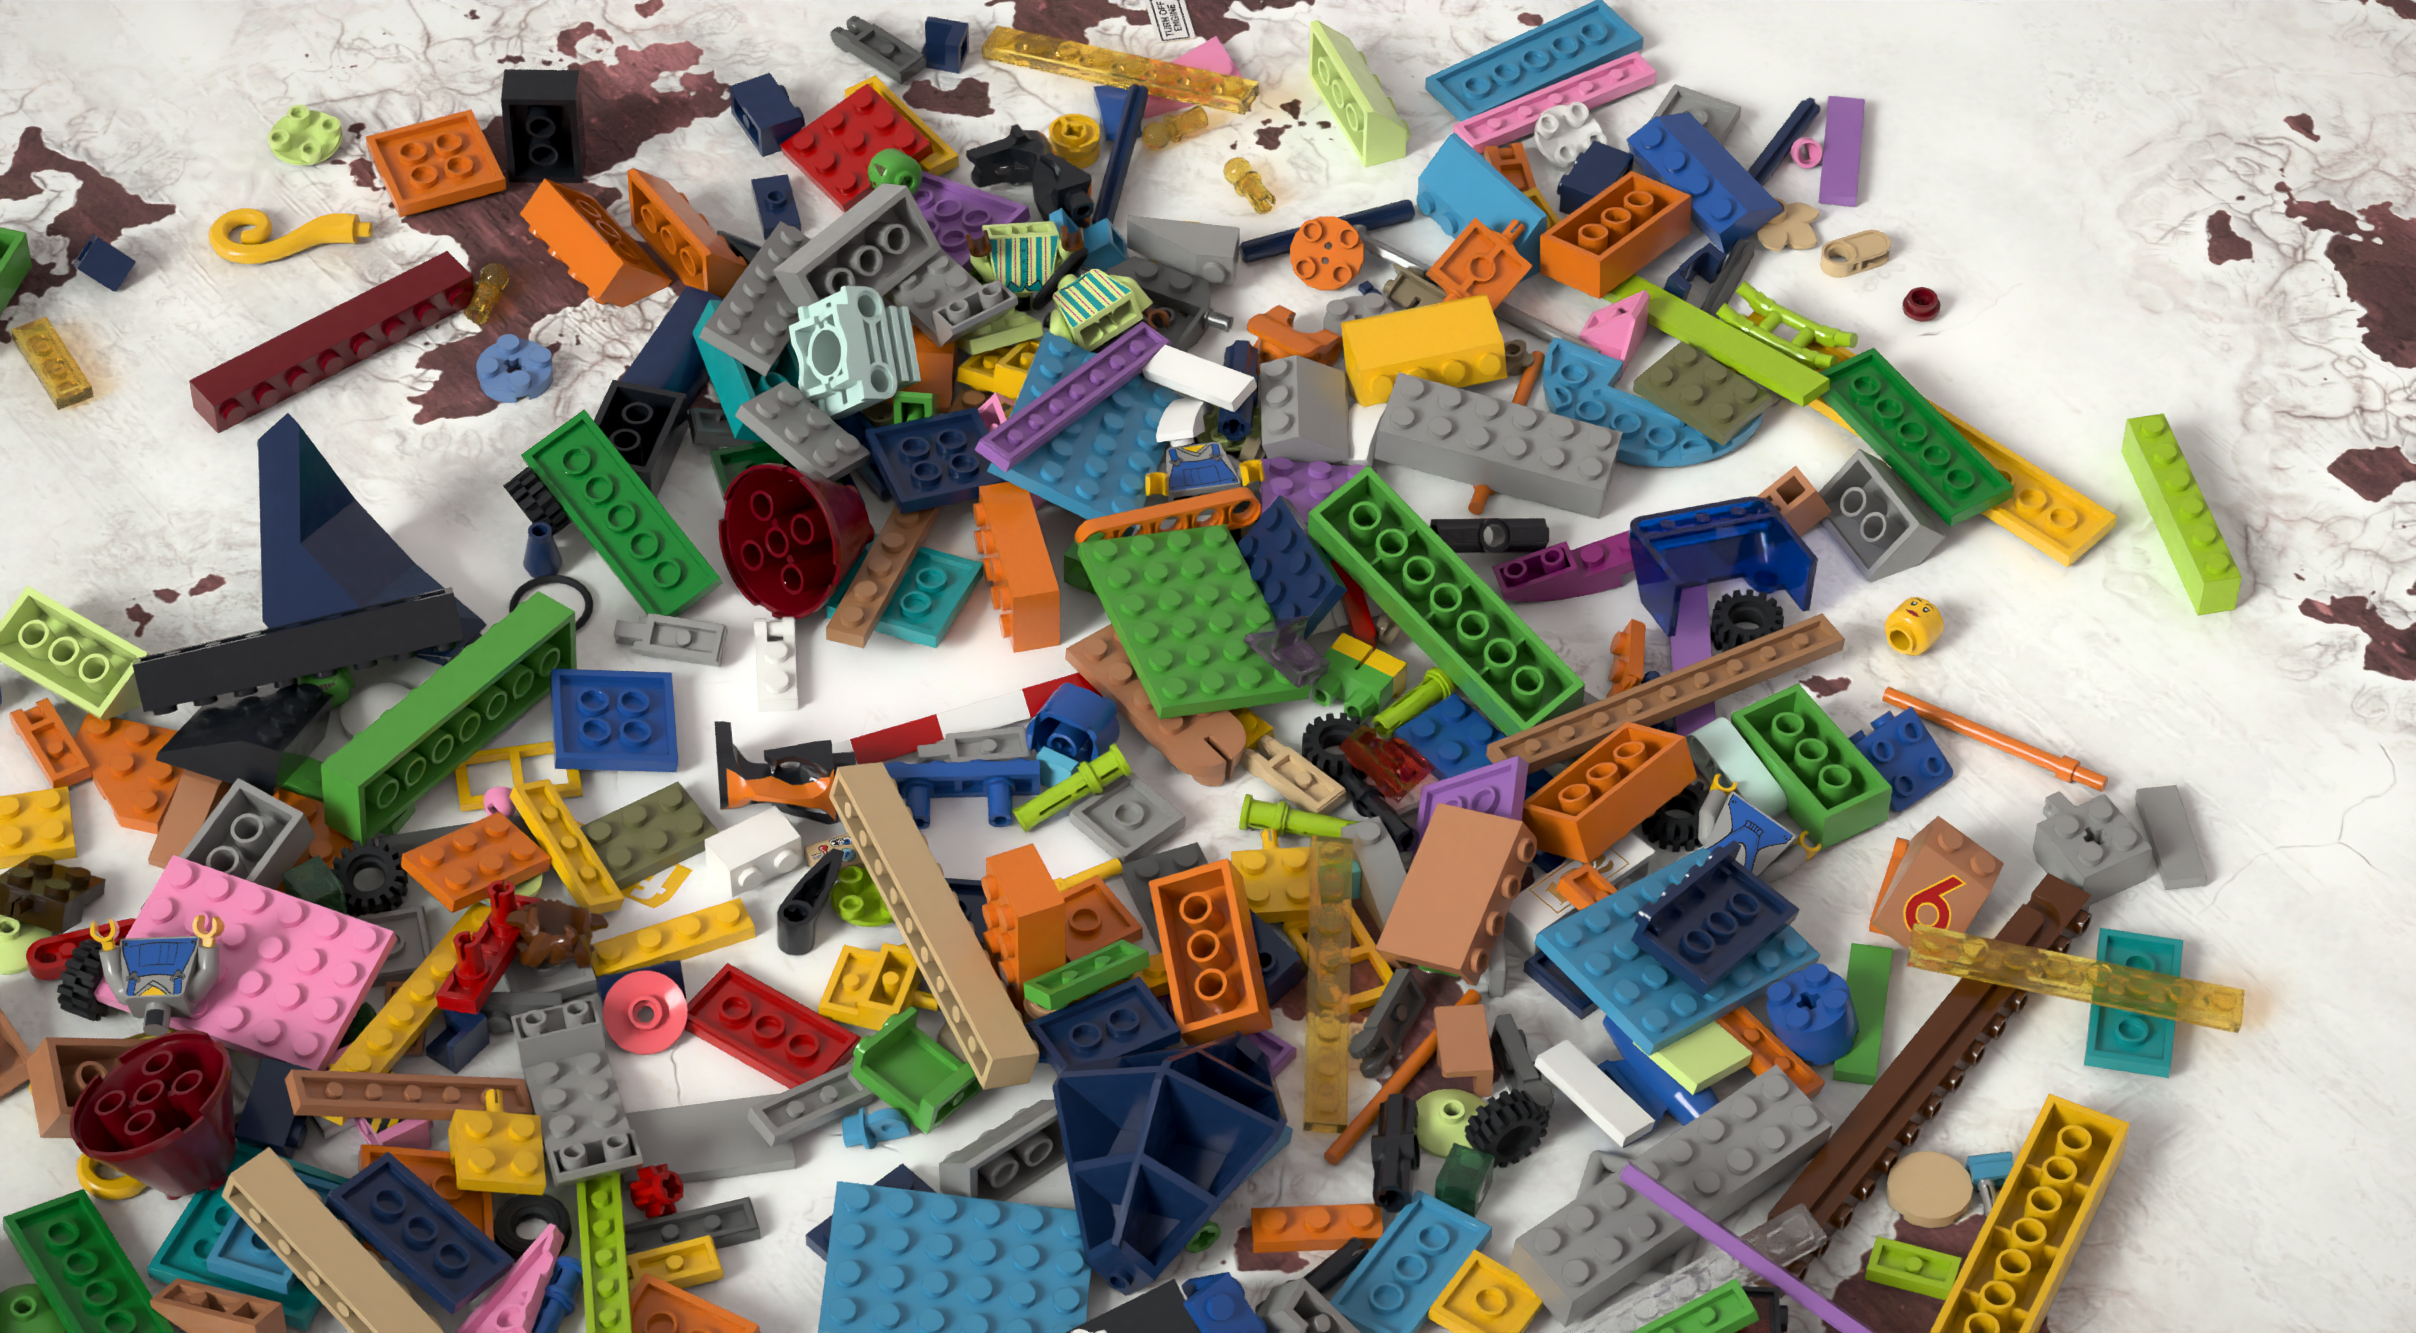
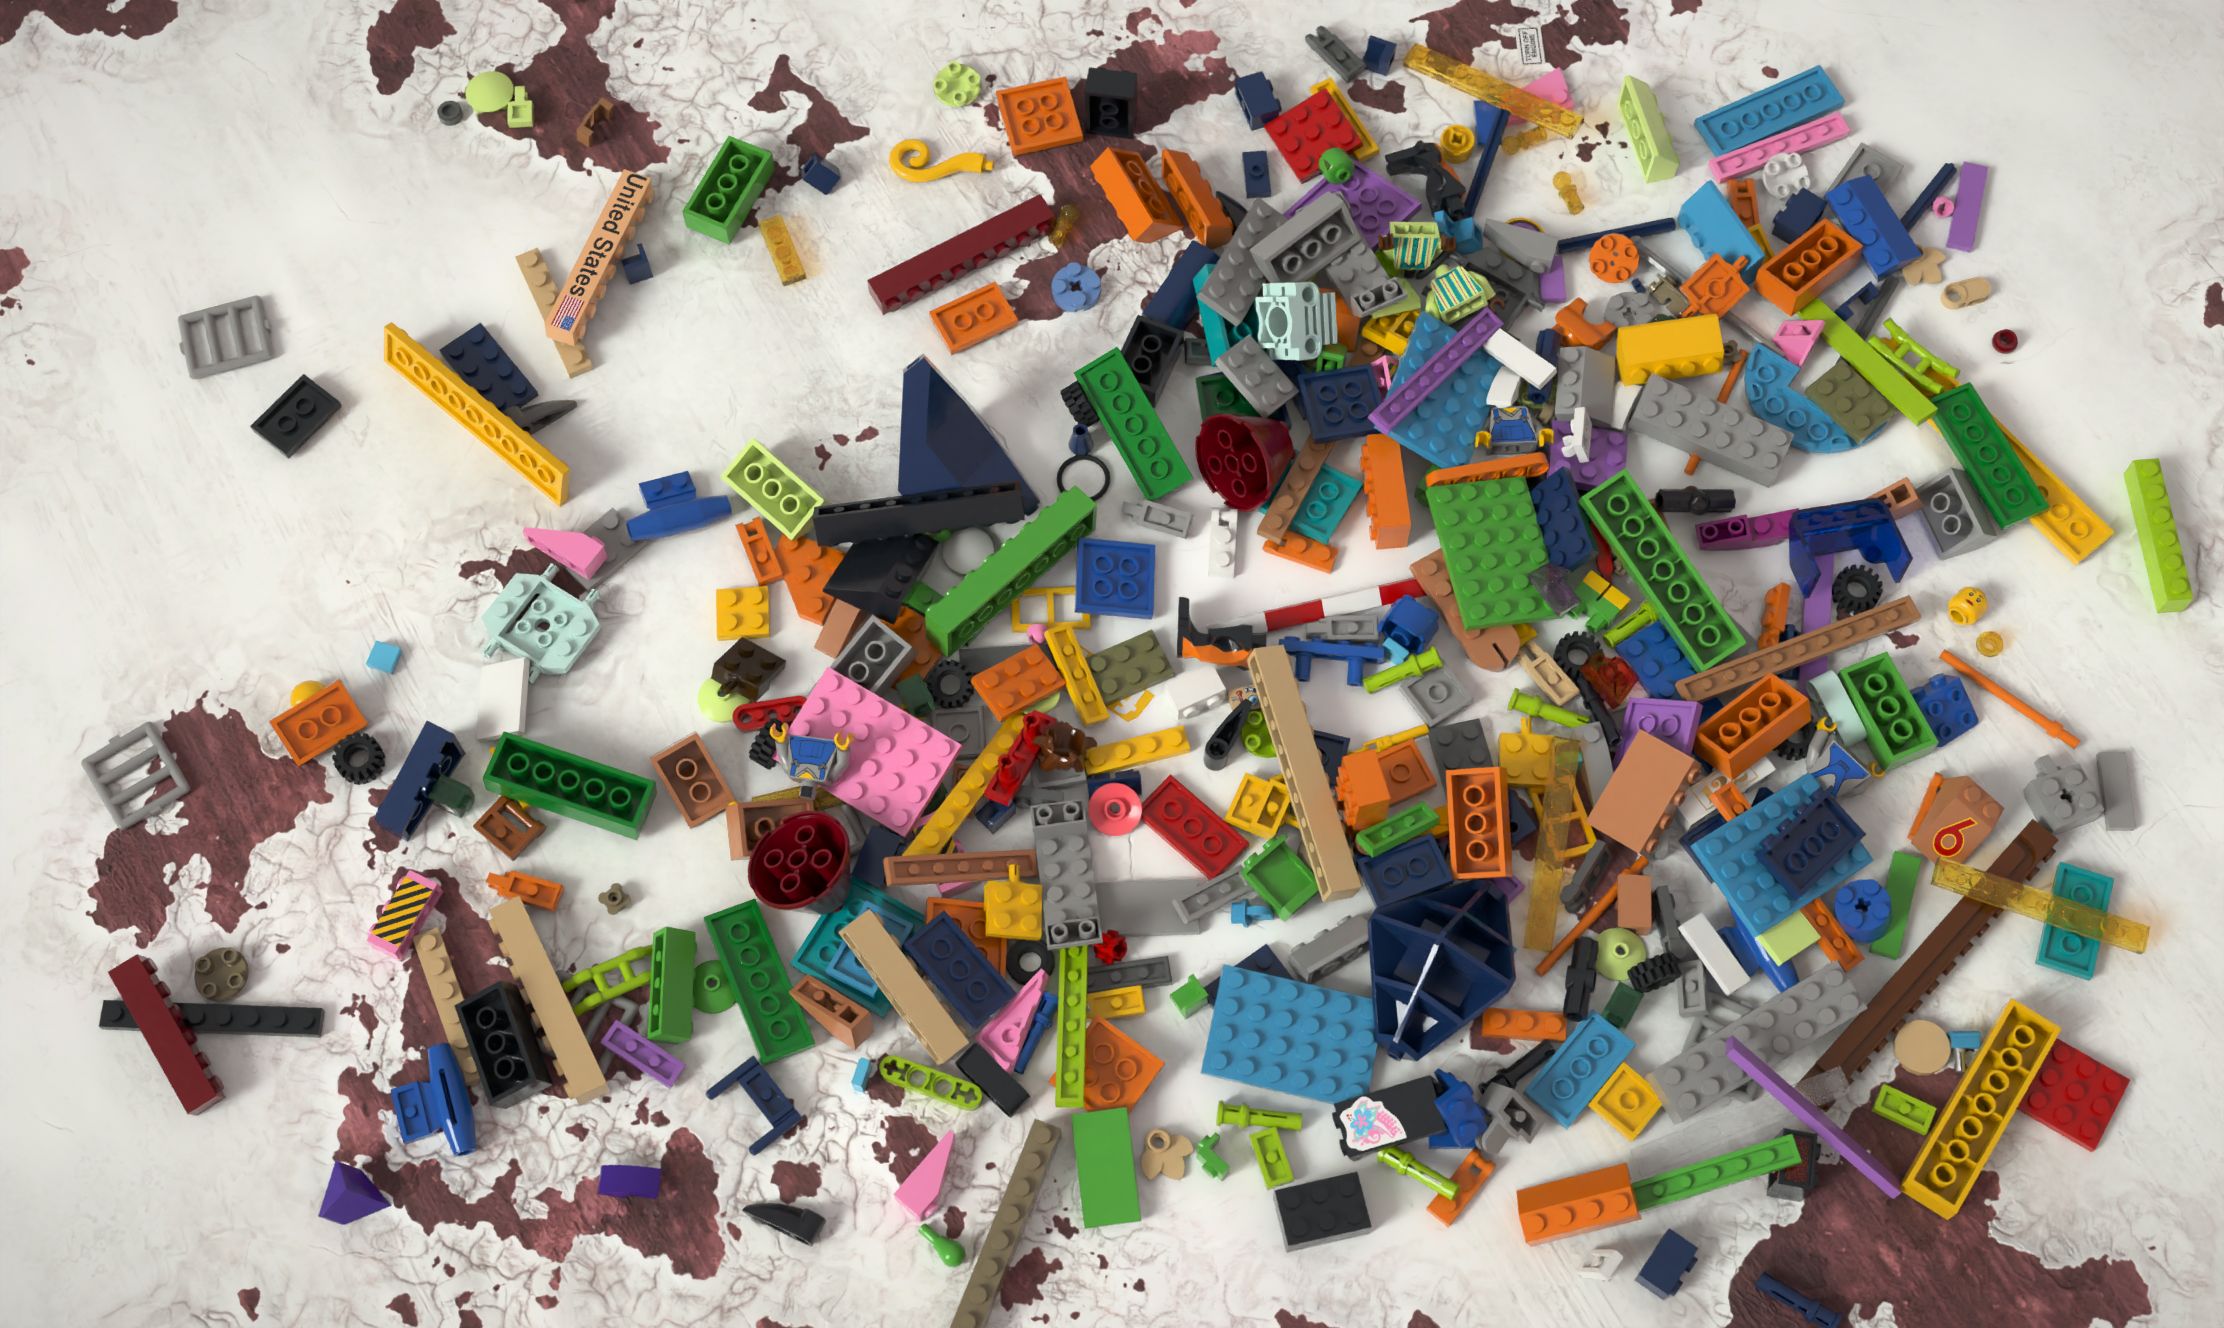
camera: 10 degrees right, 20 degrees up
(362, 418) = (973, 318): none -> orange plate
(792, 1246) = (1190, 997): none -> bright green panel
(900, 663) = (1304, 551): none -> orange plate
(1242, 298) = (1553, 284): none -> medium lavender tile
(1303, 465) = (1580, 442): none -> white plate
(1569, 1148) = (1692, 989): none -> light grey plate
(1955, 673) = (1992, 638): none -> clear yellow plate
(2165, 1224) = (2074, 1095): none -> red plate

